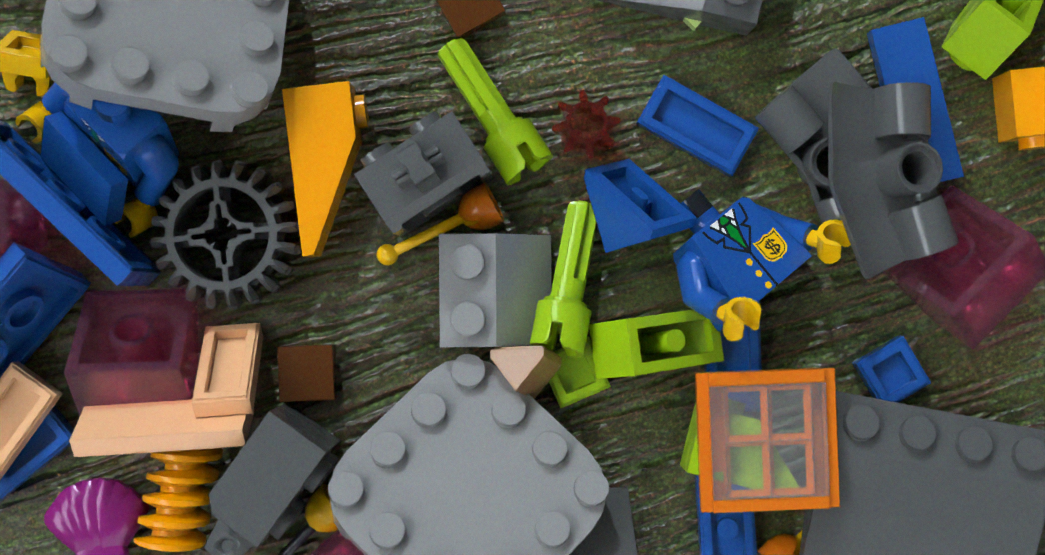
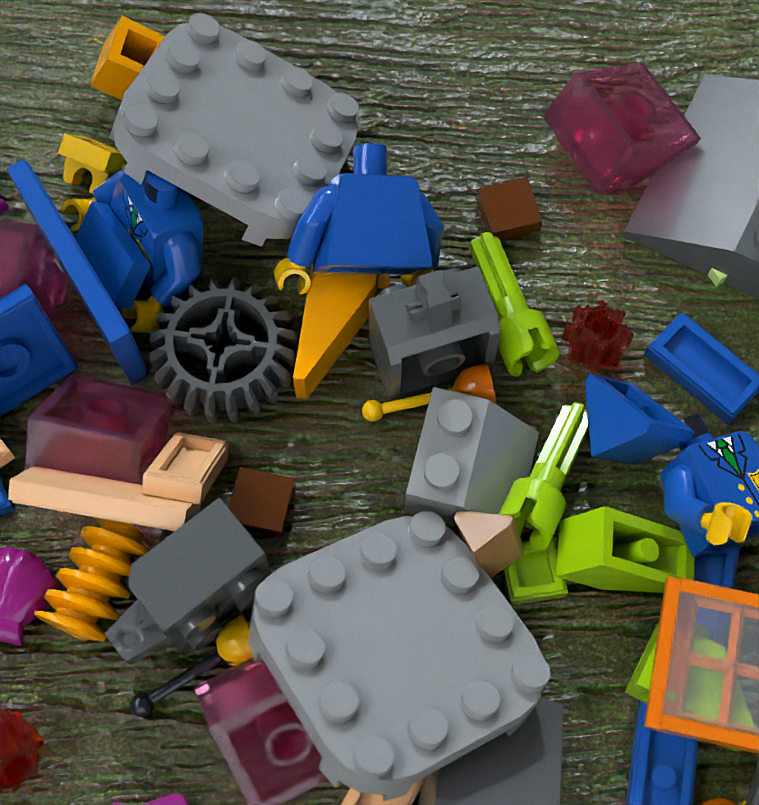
camera: 15 degrees right, 20 degrees down
(330, 89) = (365, 226): none -> blue torso

